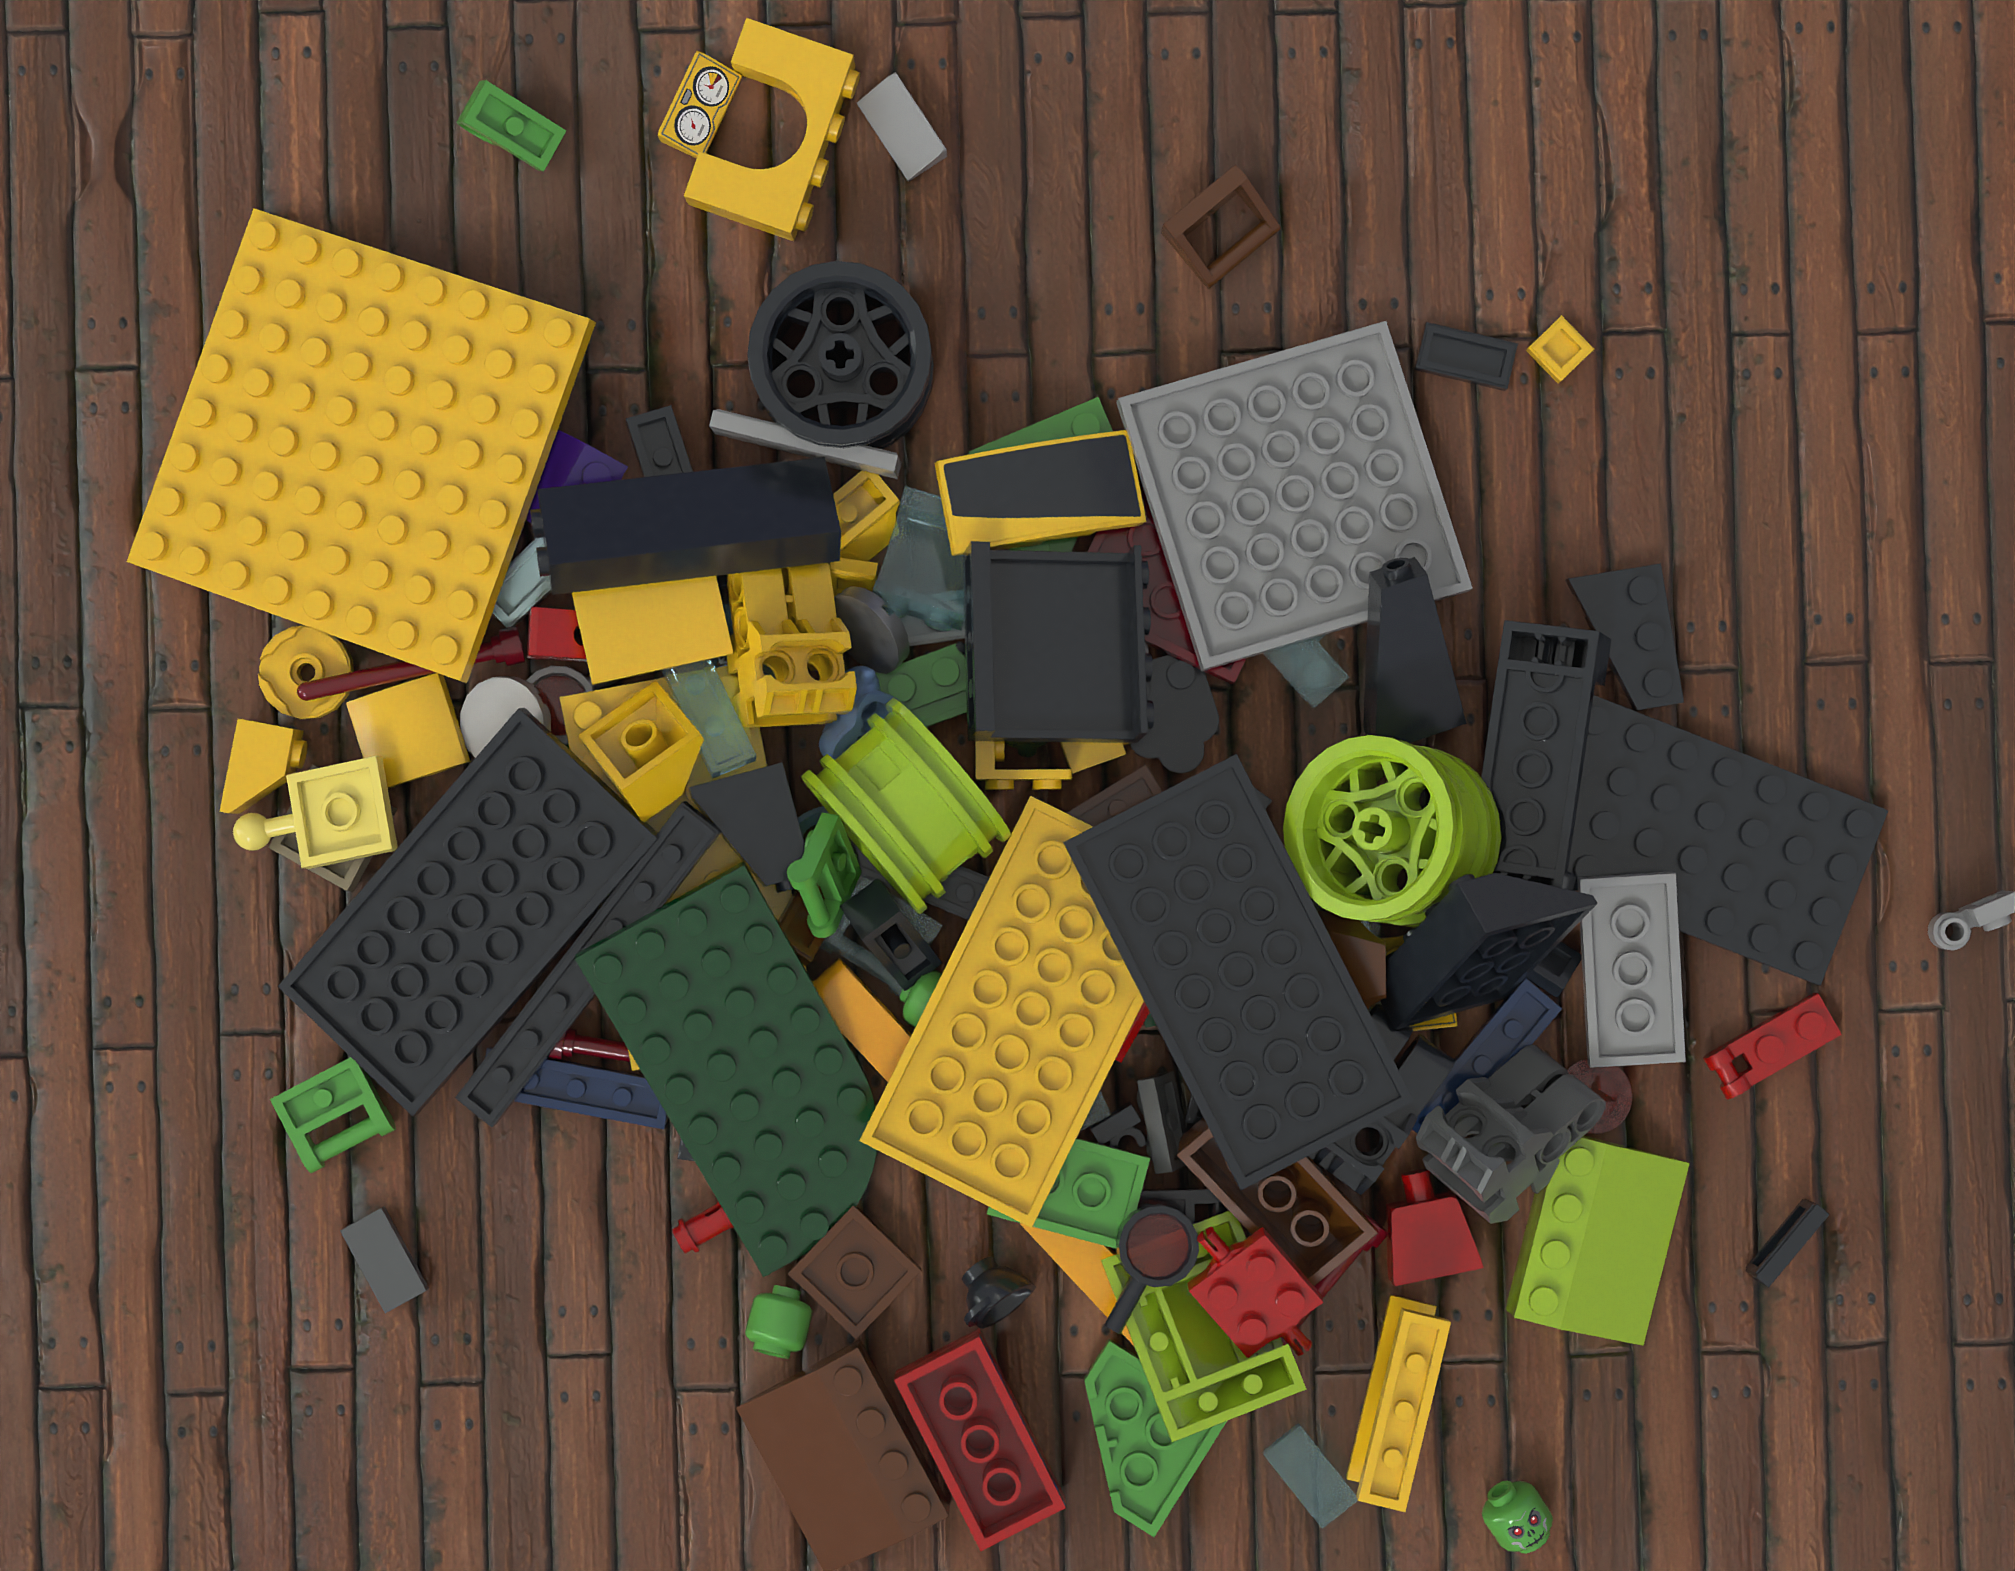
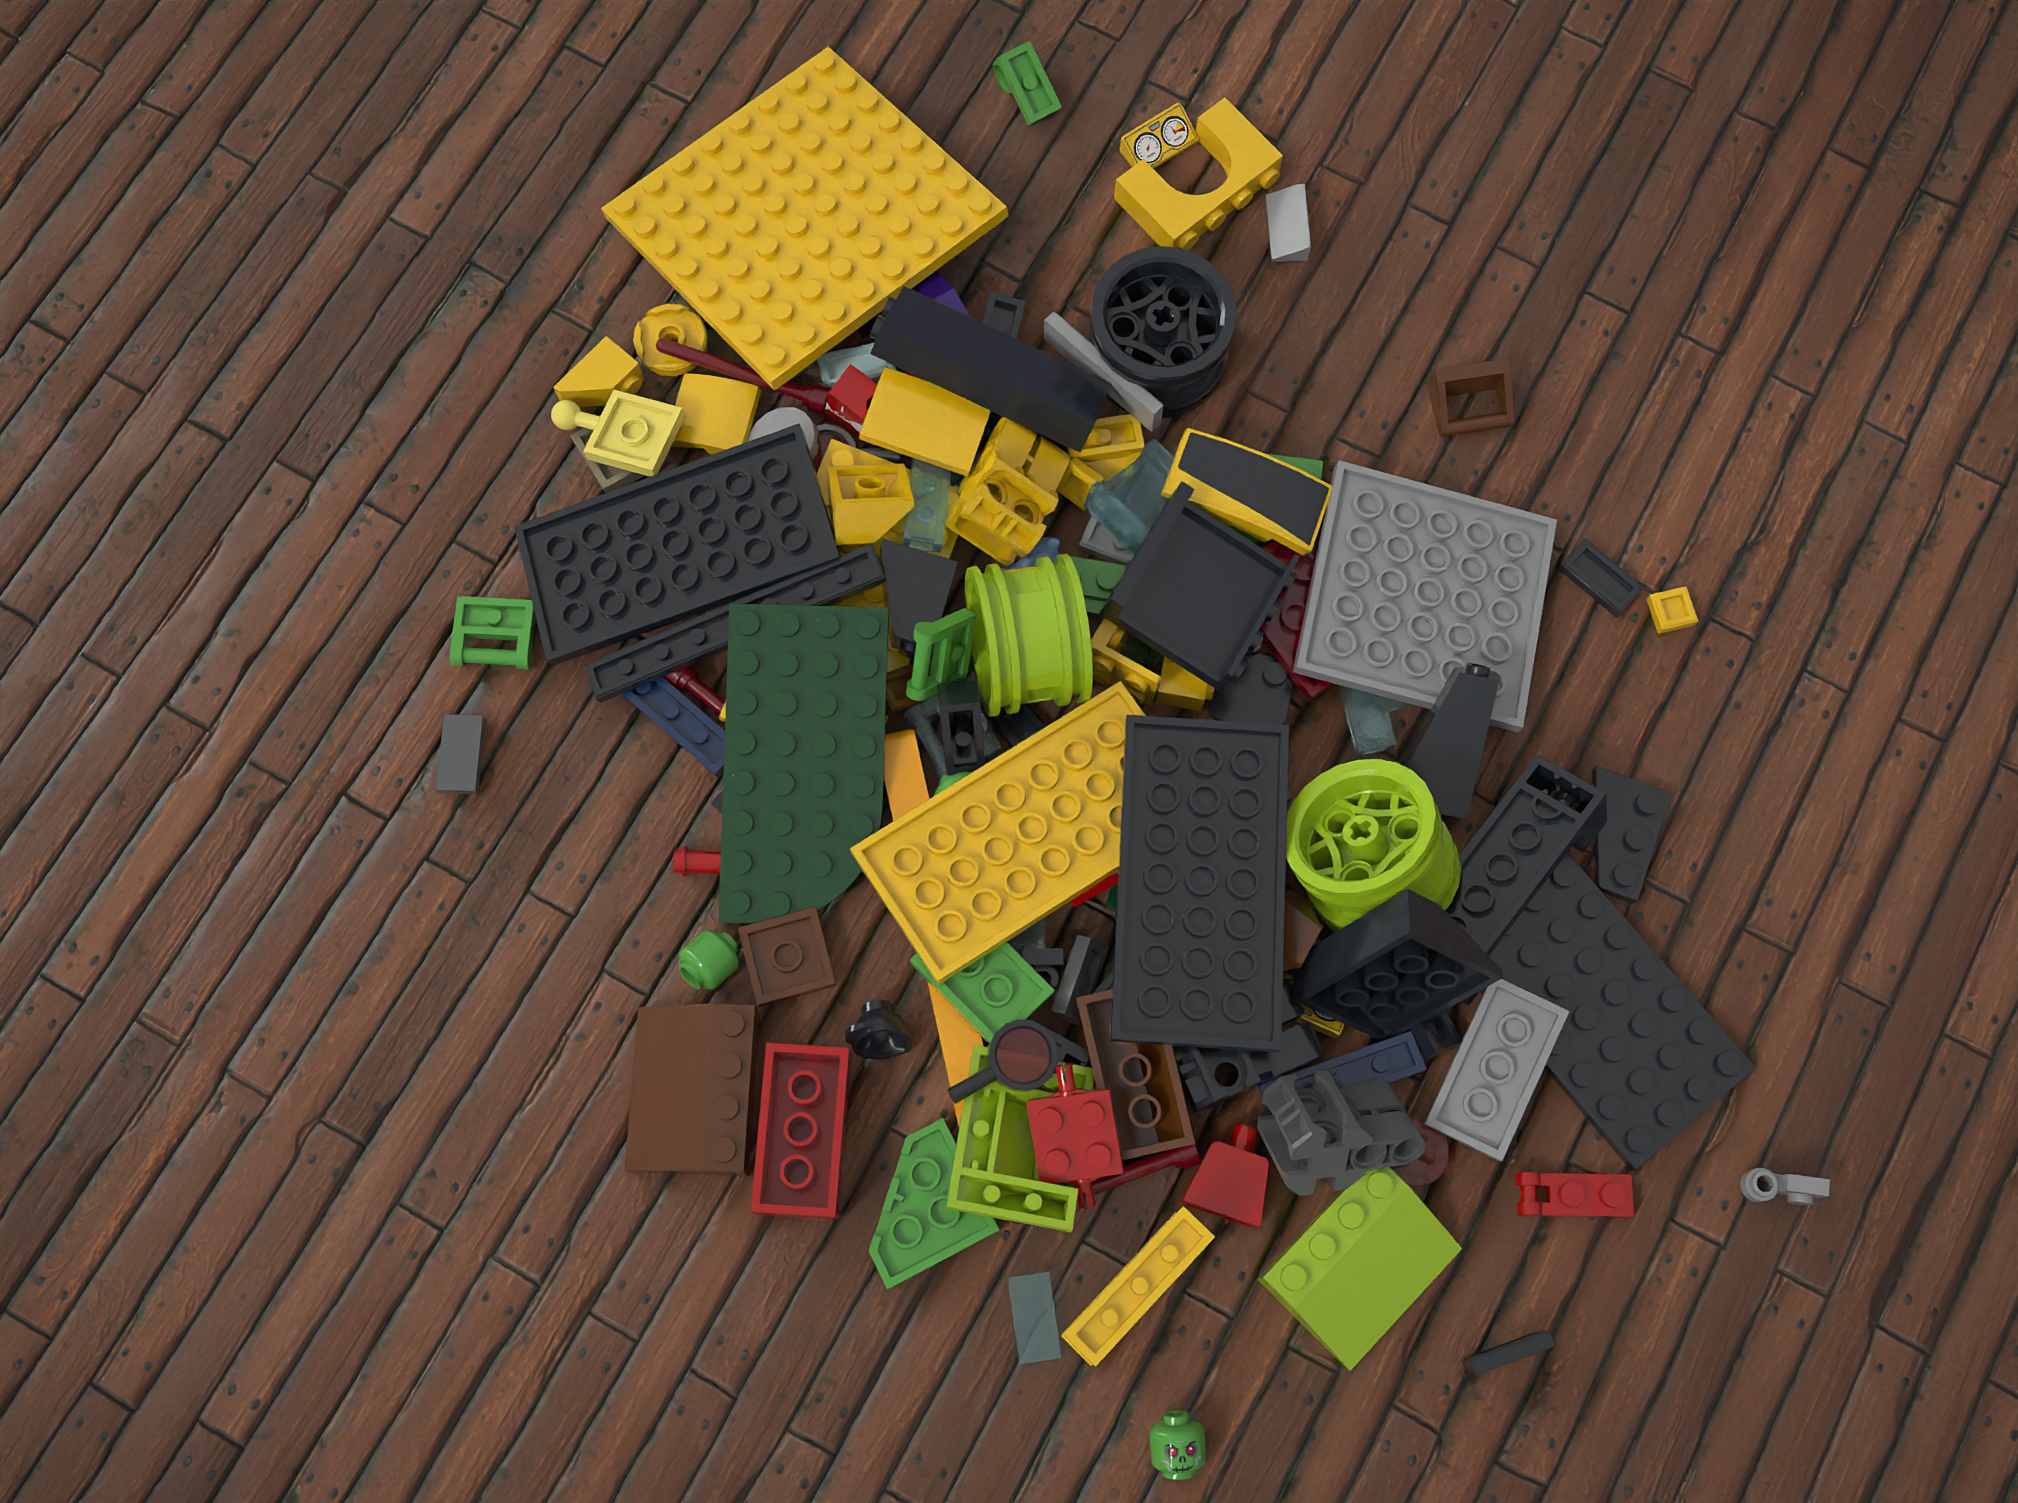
camera: 30 degrees right, 15 degrees down
(875, 636) = (1074, 517): flat silver tile -> none

